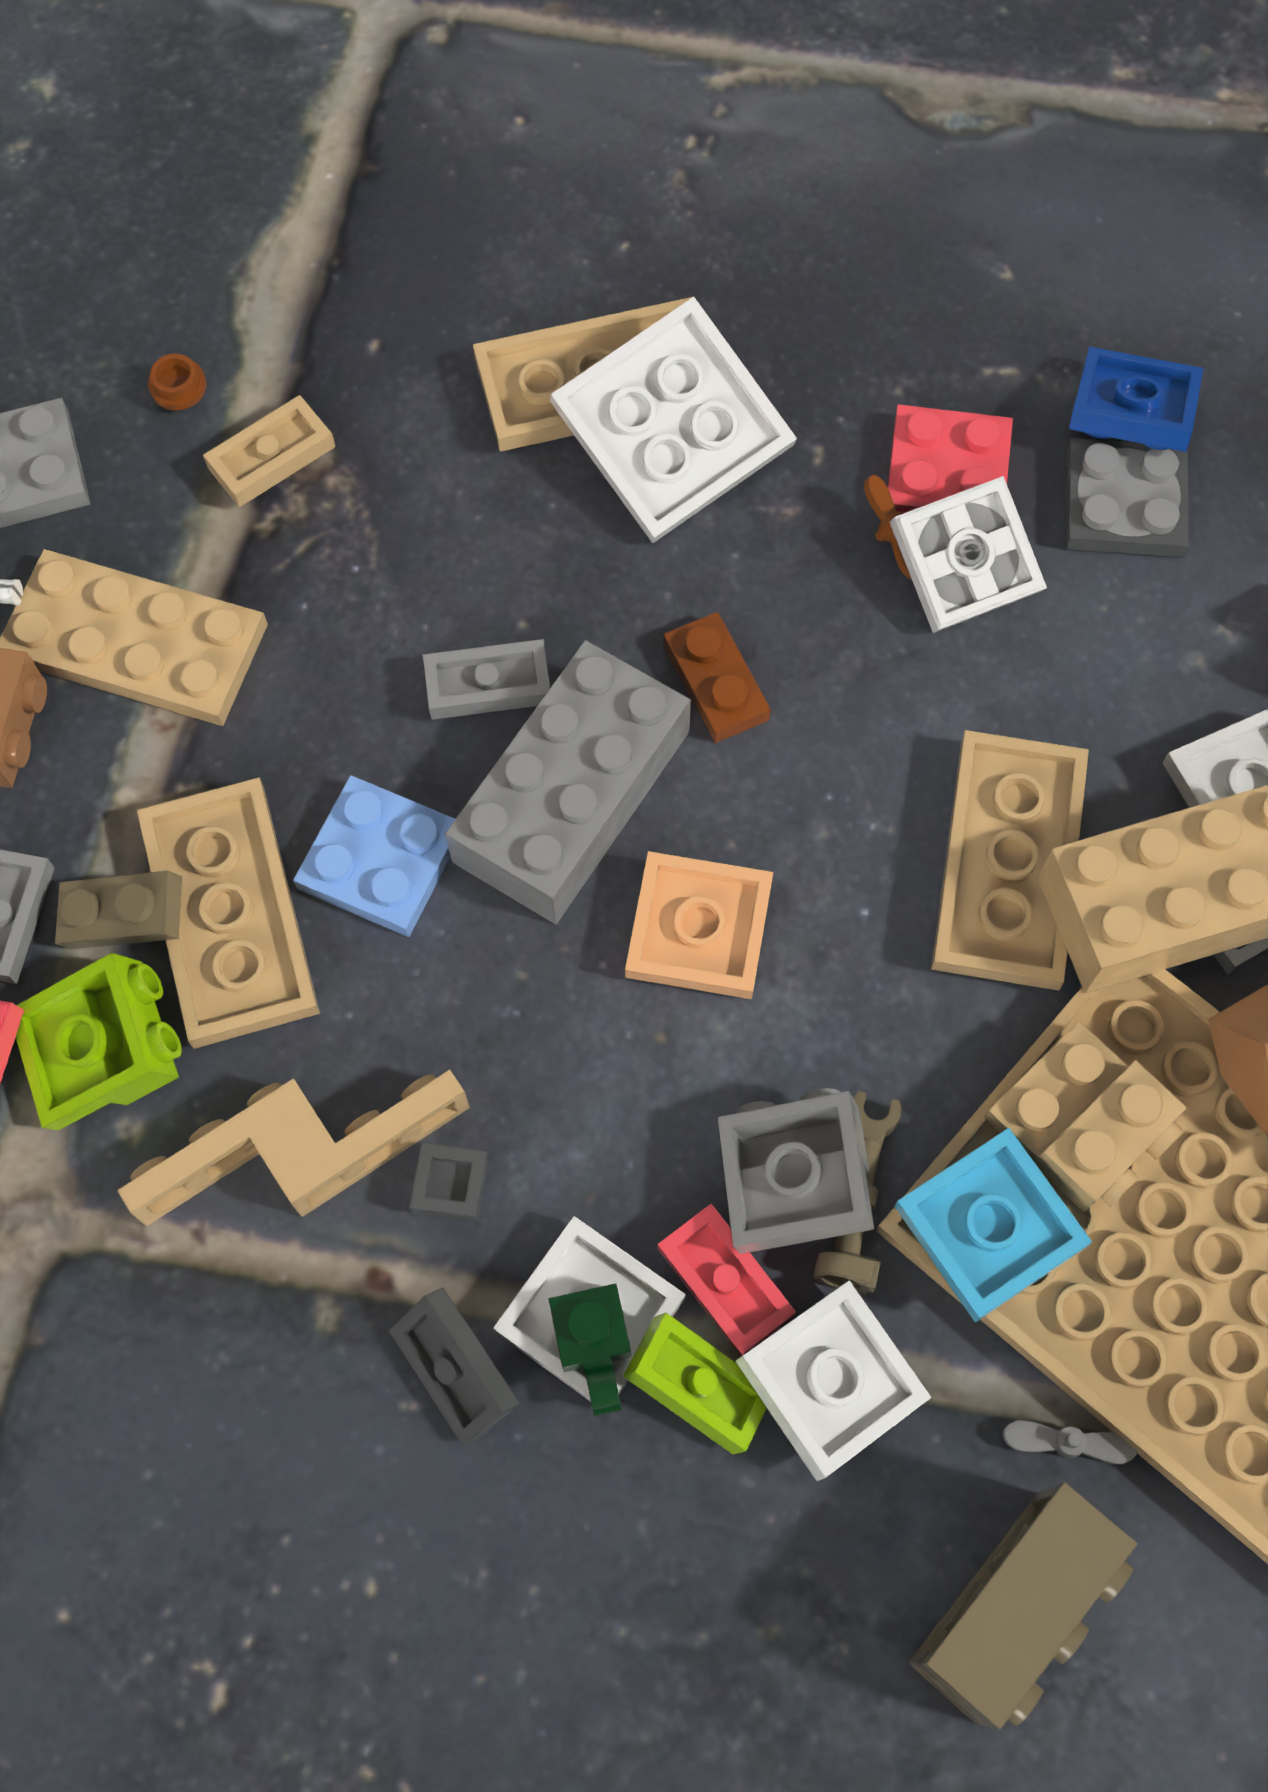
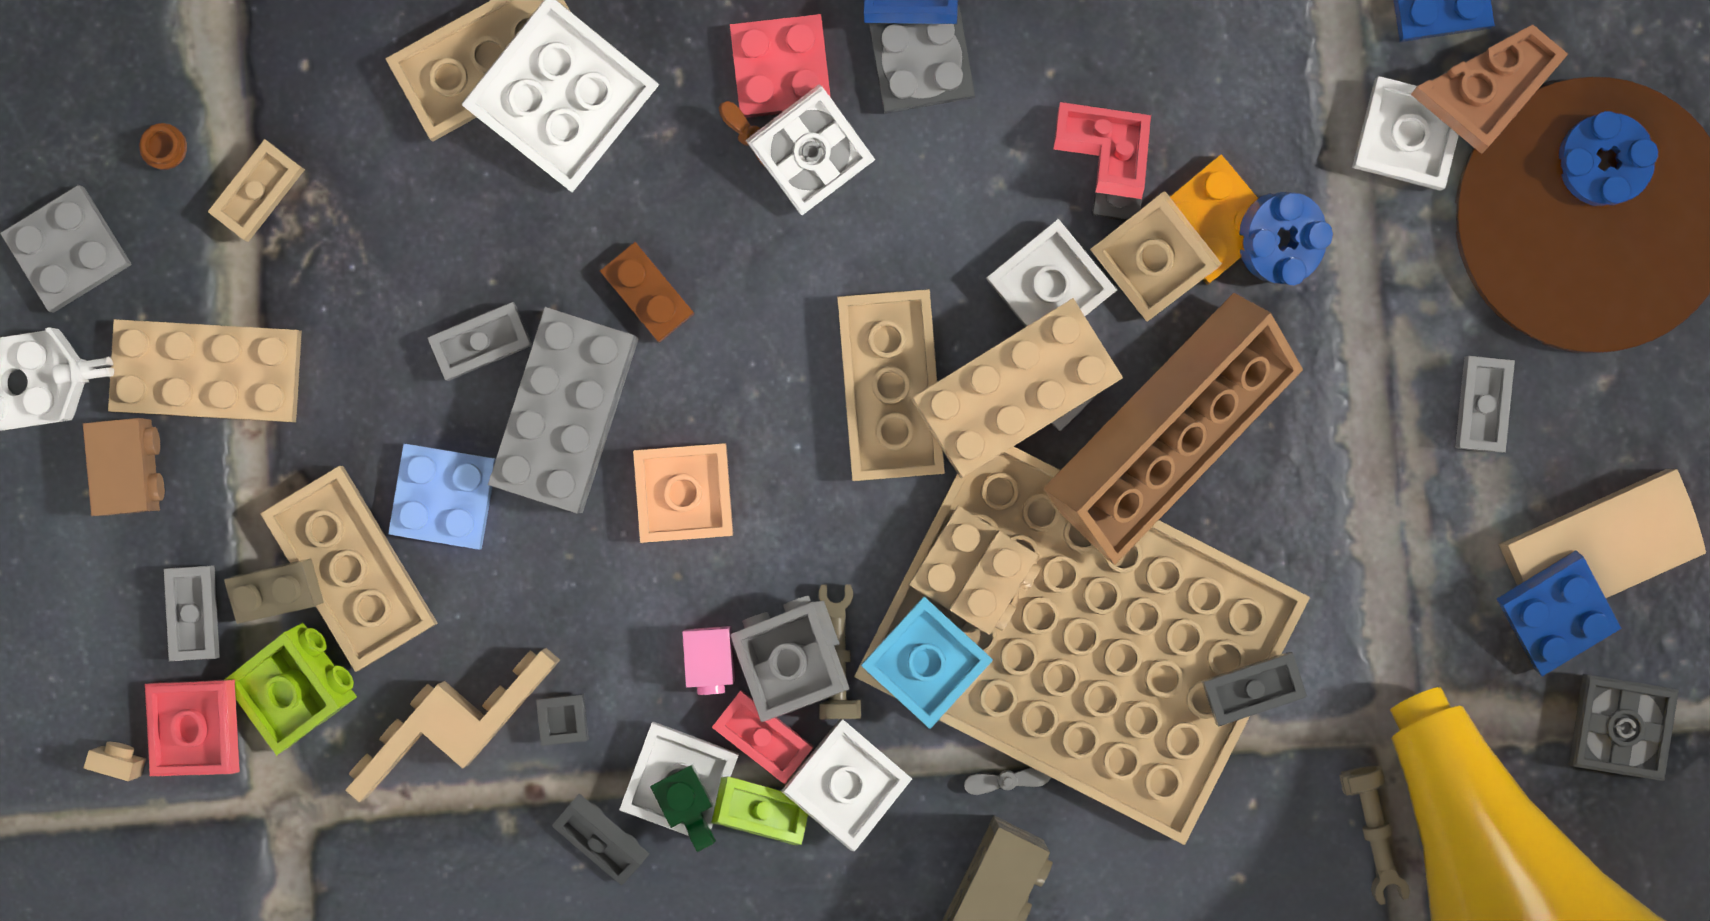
camera: 15 degrees left, 20 degrees up
(677, 1148) = (708, 659): none -> bright pink brick

